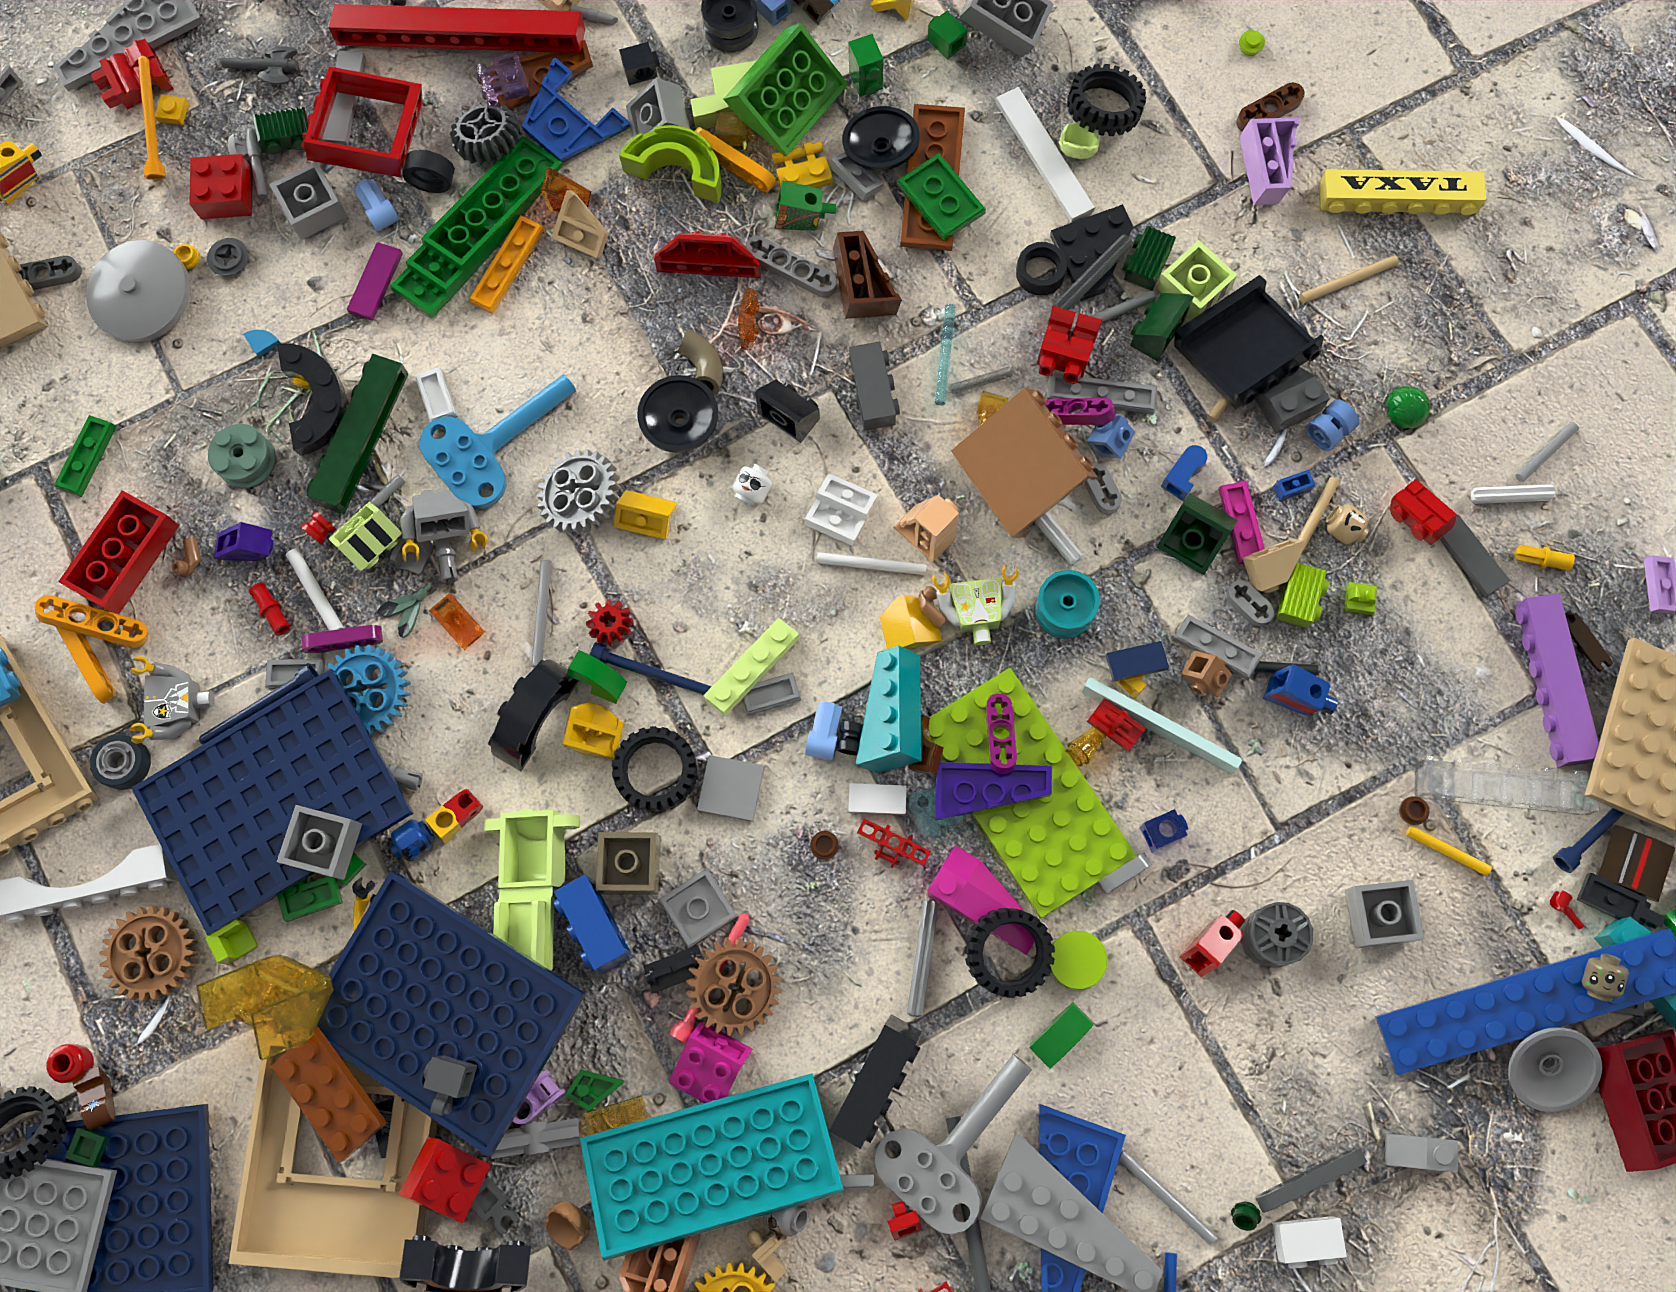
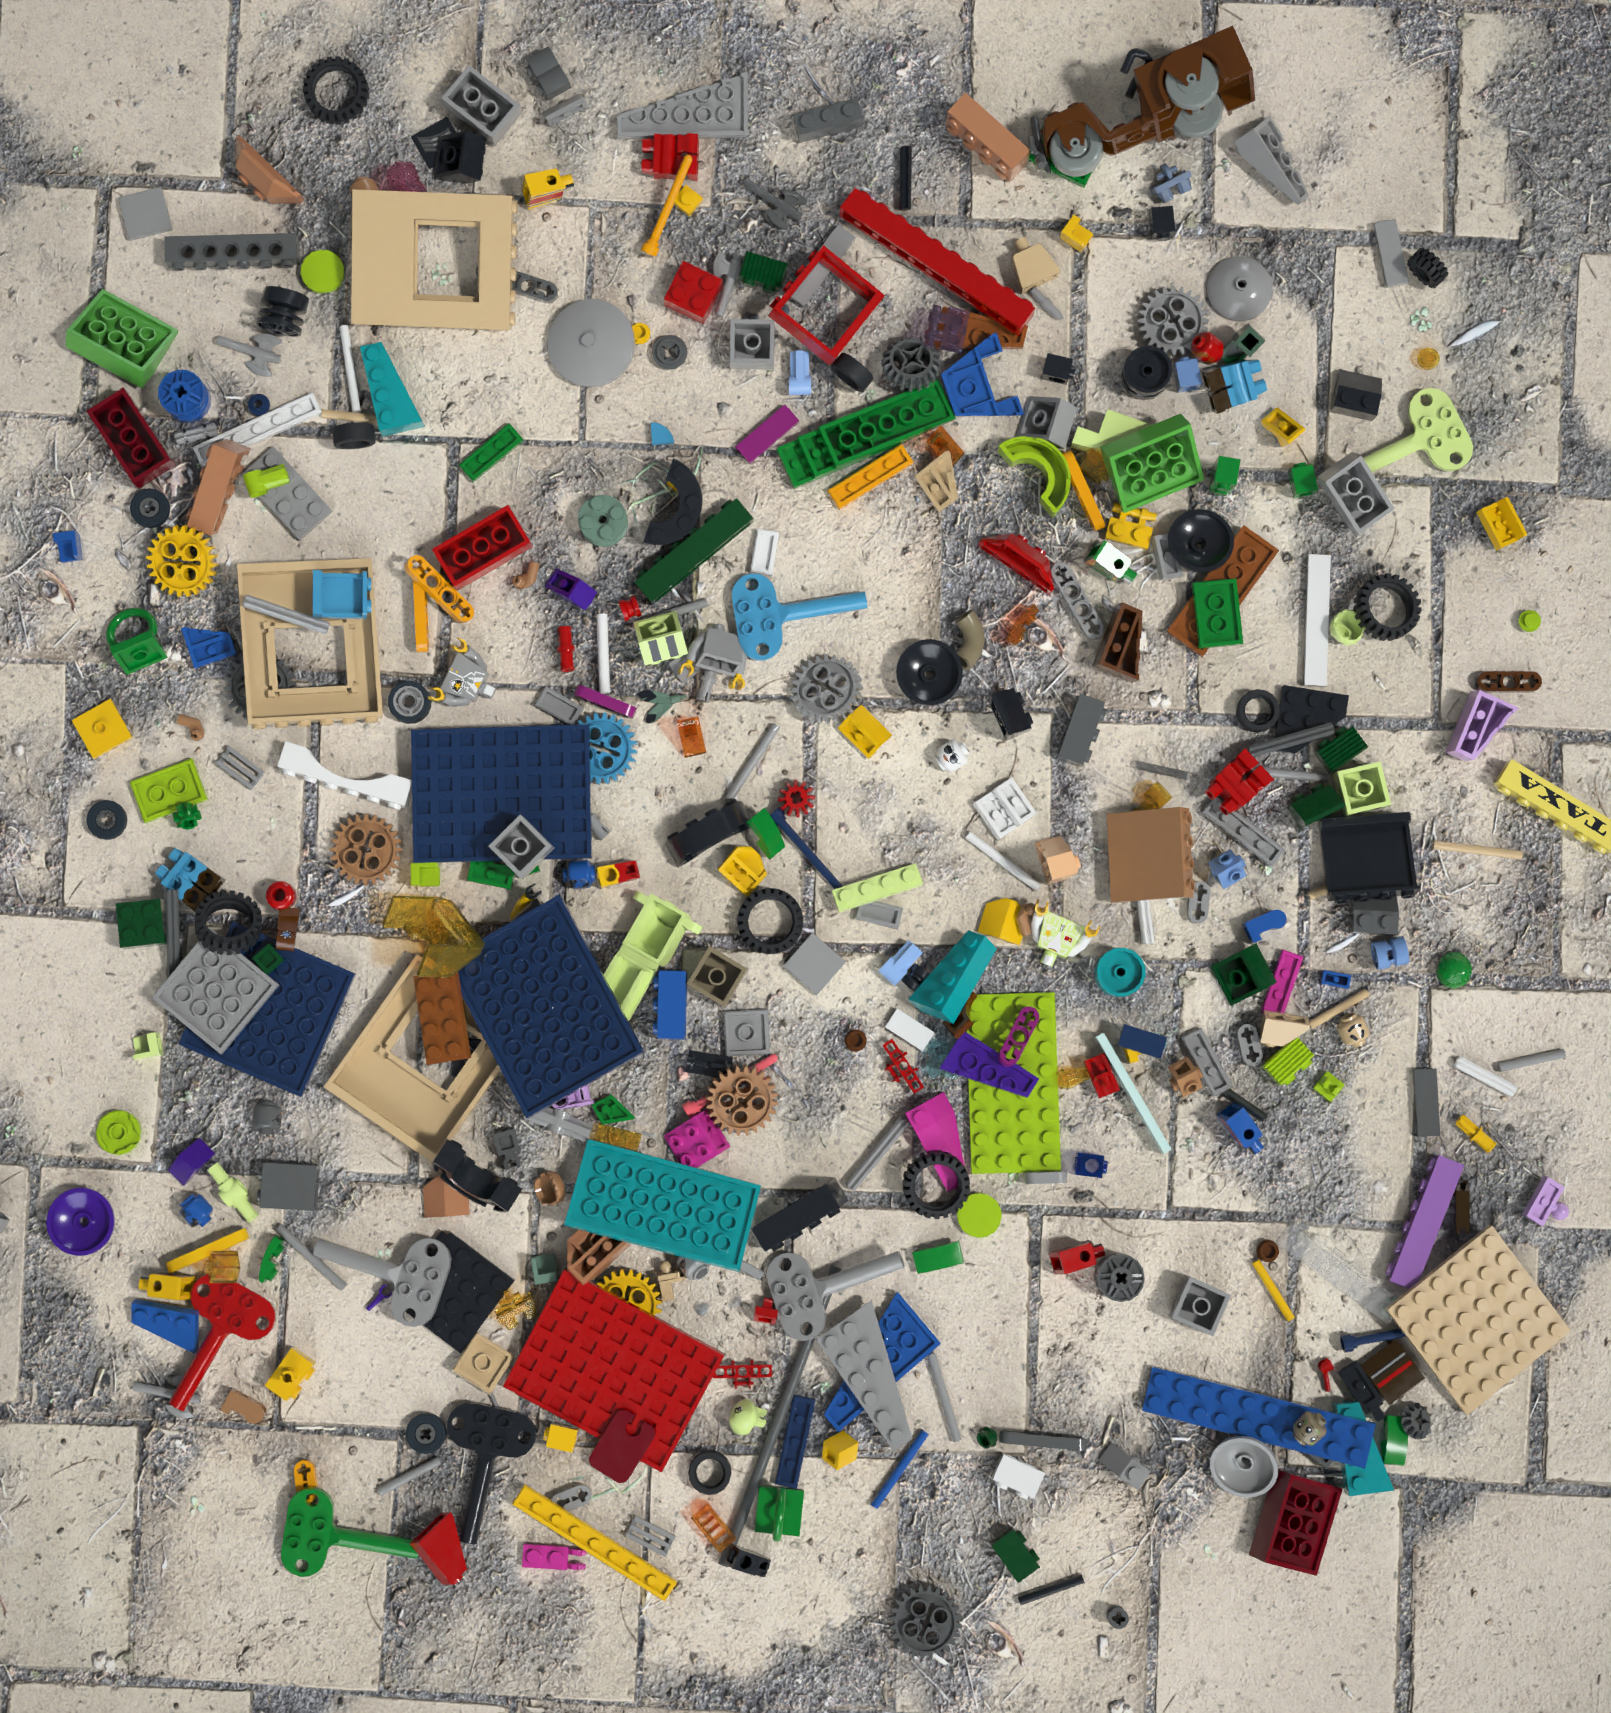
camera: 25 degrees right, 10 degrees up
(305, 674) = (566, 717): dark blue piece -> none
(444, 1179) = (488, 1115): red brick -> none
(449, 1079) = (528, 1056): dark grey brick -> none
(945, 352) = (1145, 739): clear light blue bar -> none
(1095, 410) = (1215, 845): magenta beam -> none
(1422, 512) = (1409, 1052): red brick -> none

